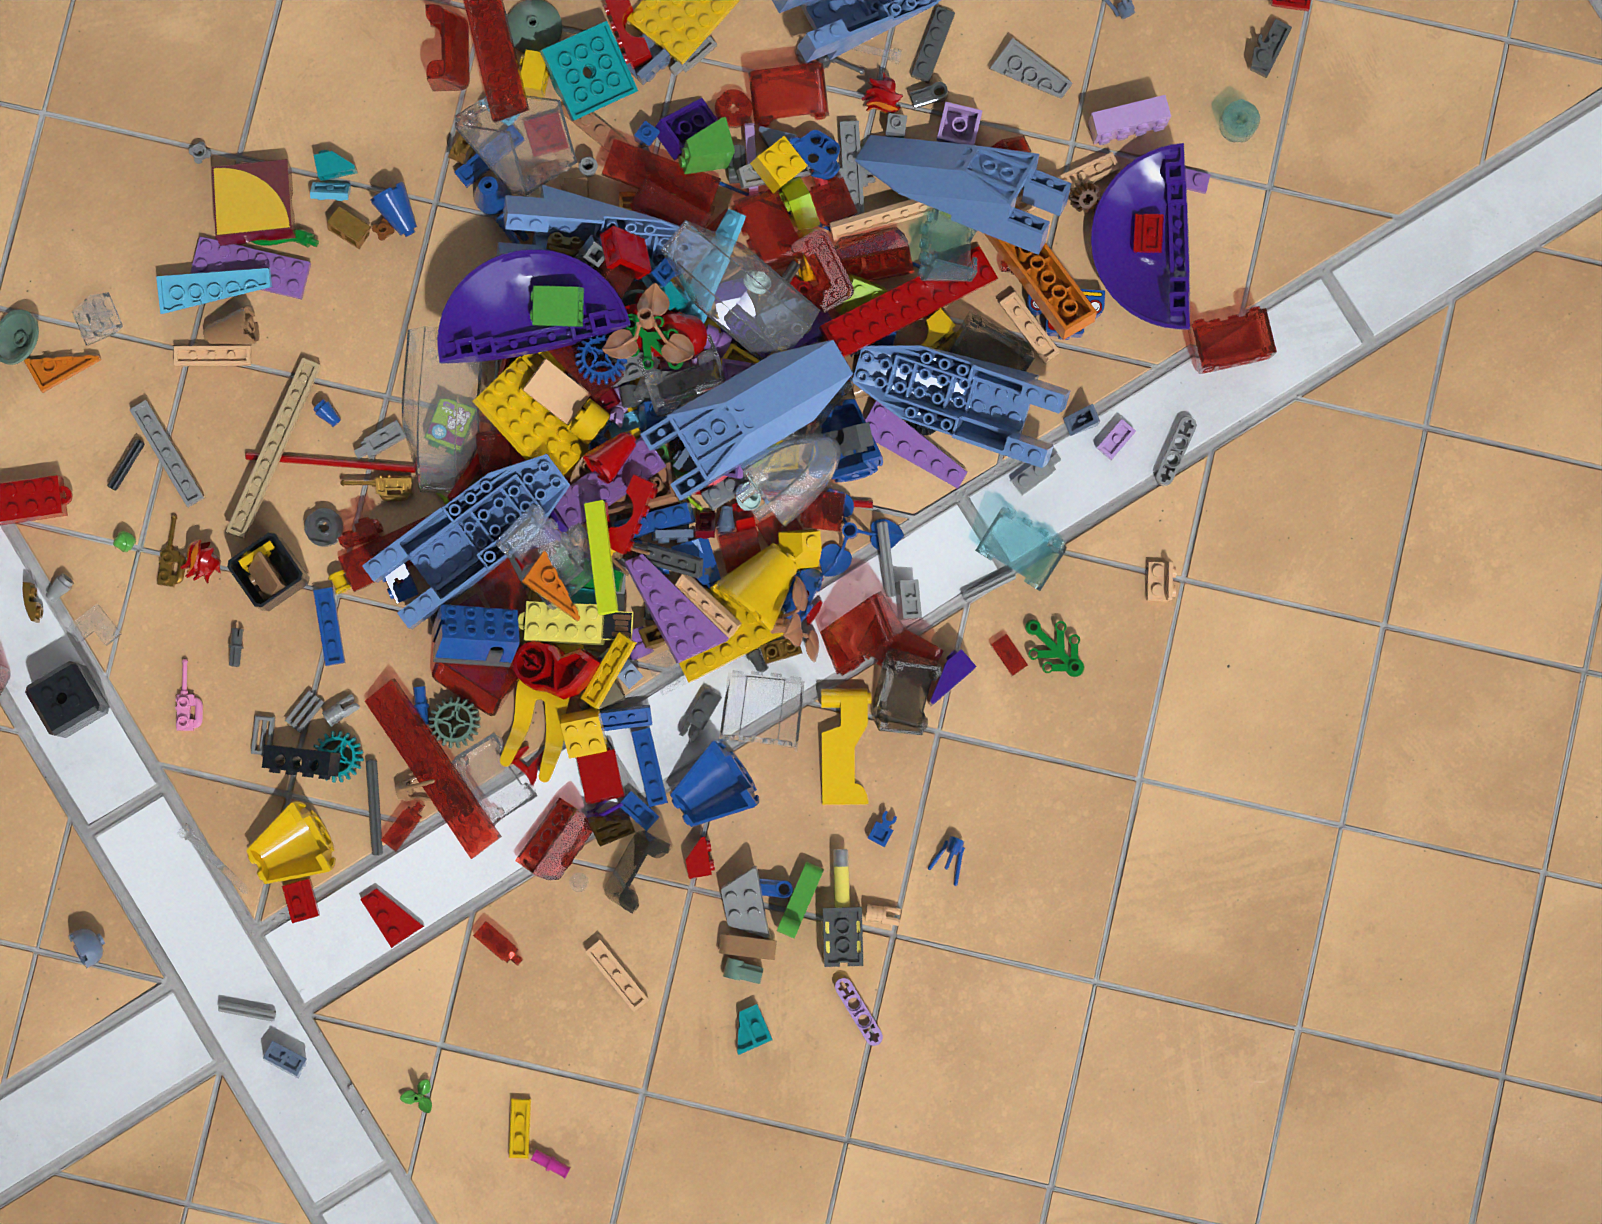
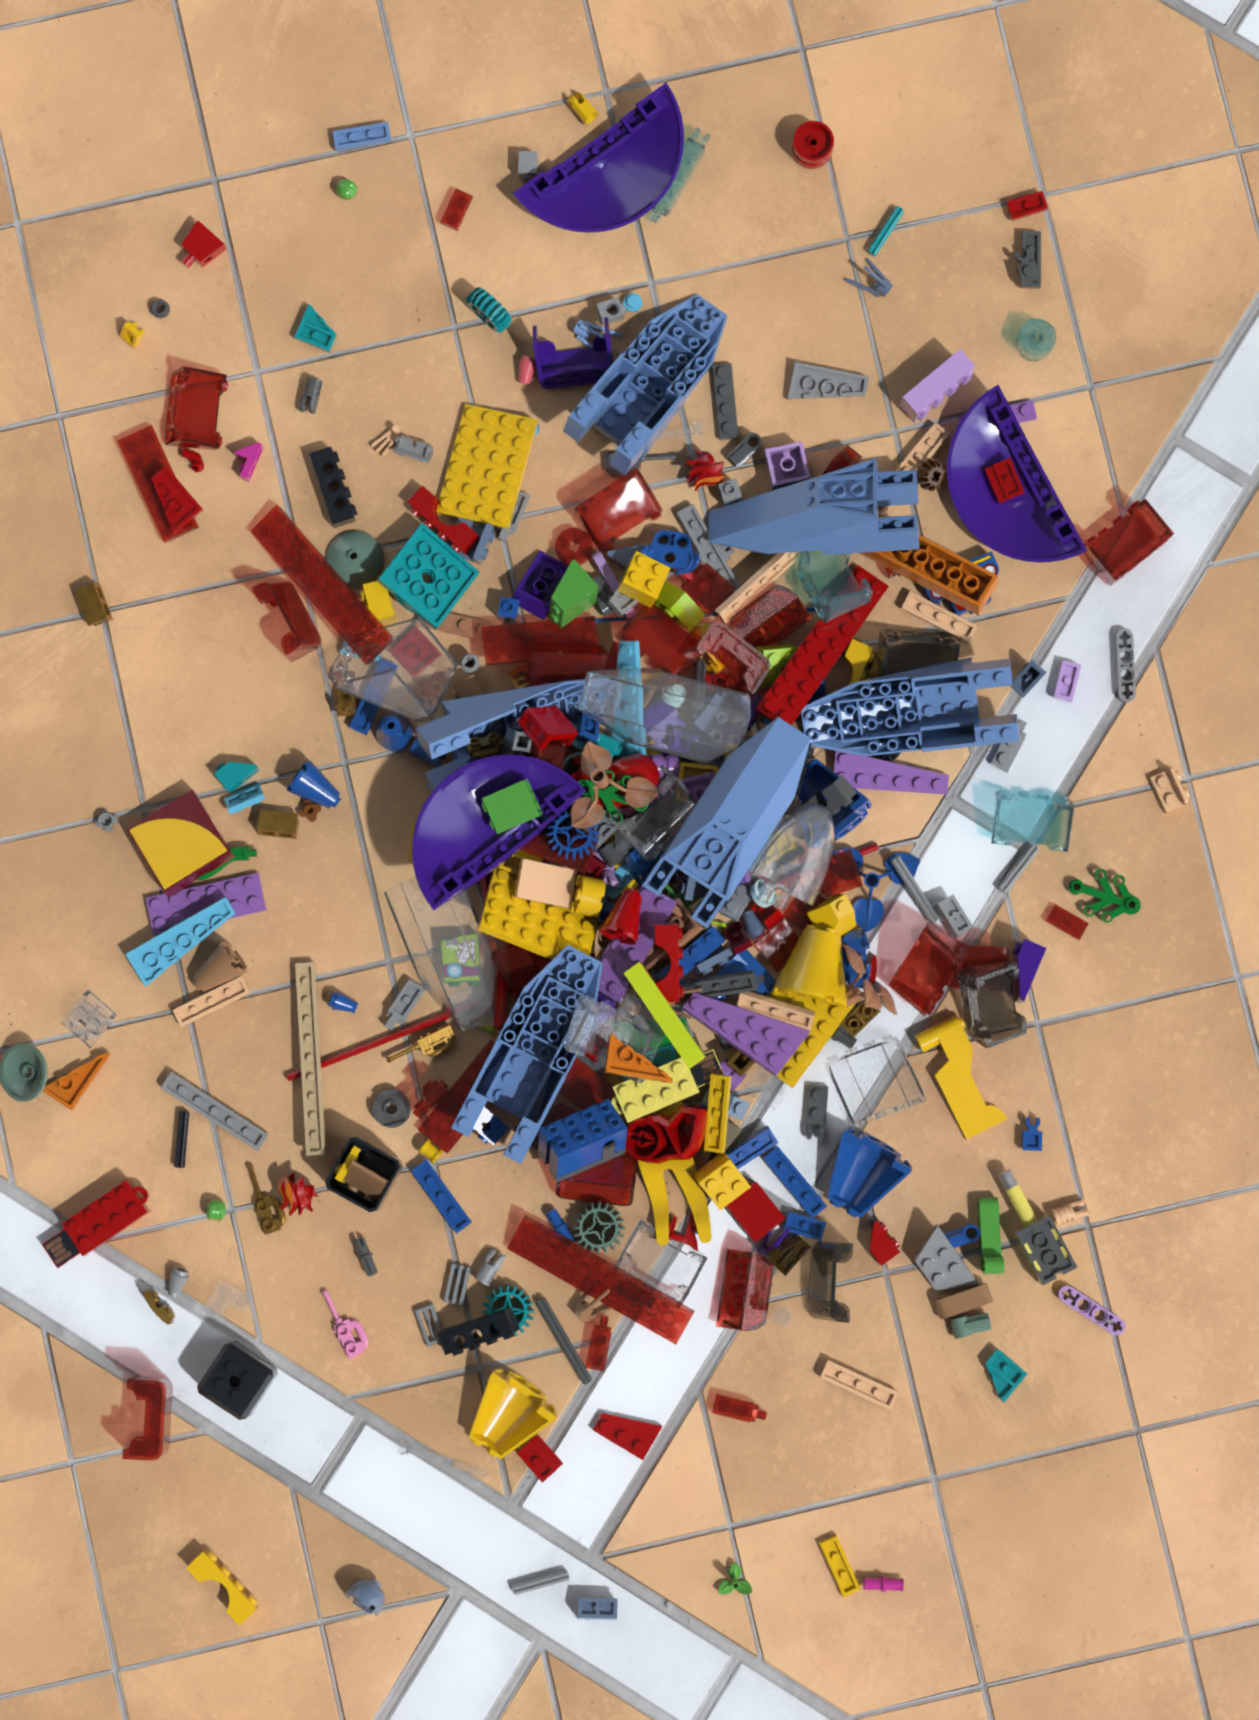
camera: 25 degrees left, 0 degrees up
(953, 847) = (1105, 1120): blue plant -> none

